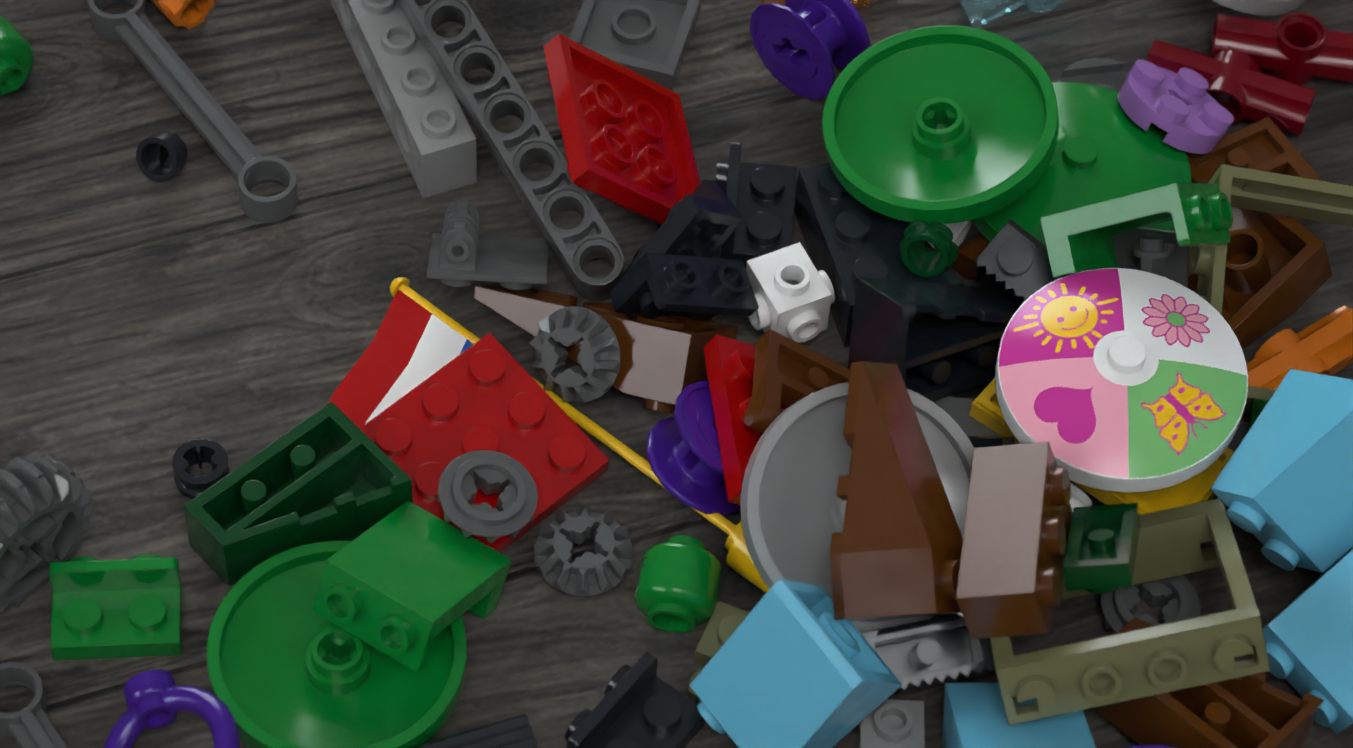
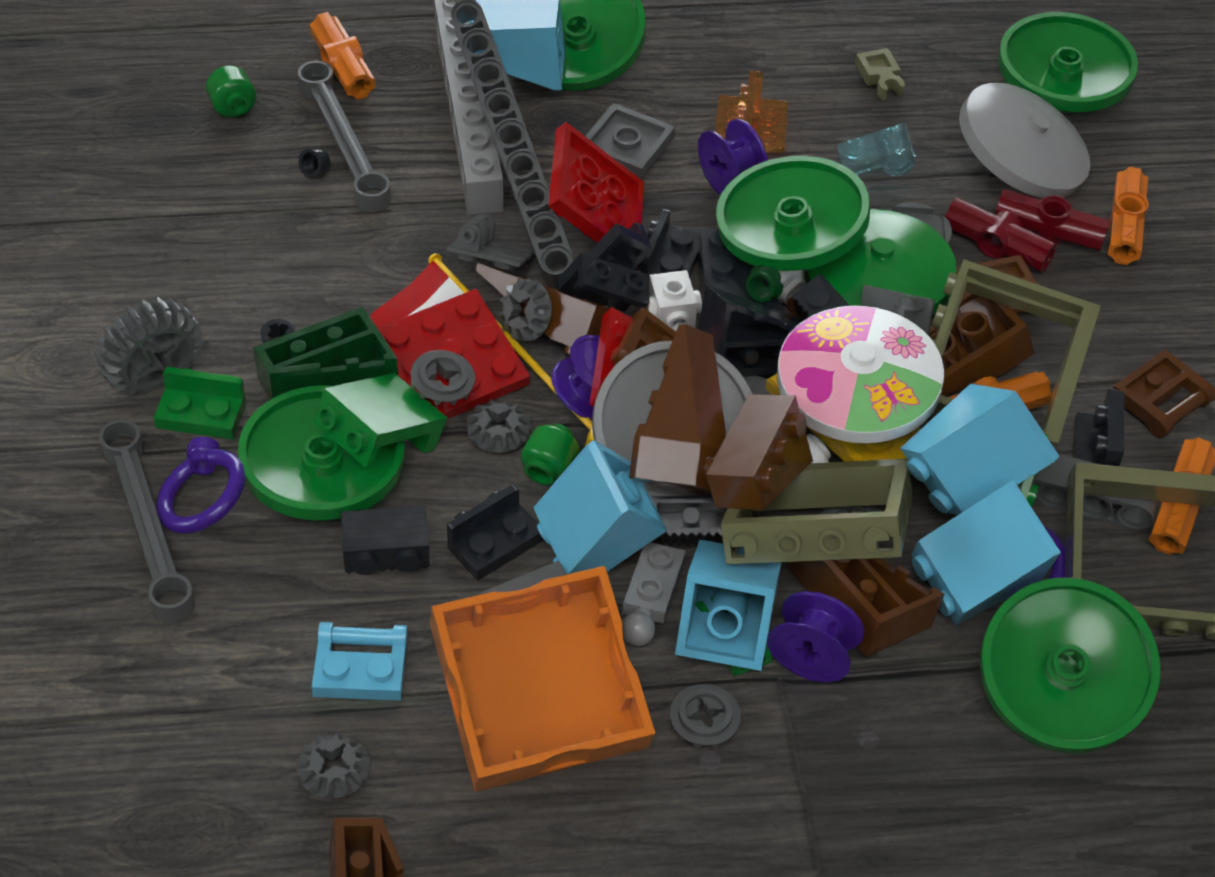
camera: 15 degrees right, 5 degrees down
(1083, 236) = (872, 280): green panel -> none
(1102, 547) = (816, 469): dark green plate -> none
(1175, 105) = (957, 234): medium lavender plate -> none

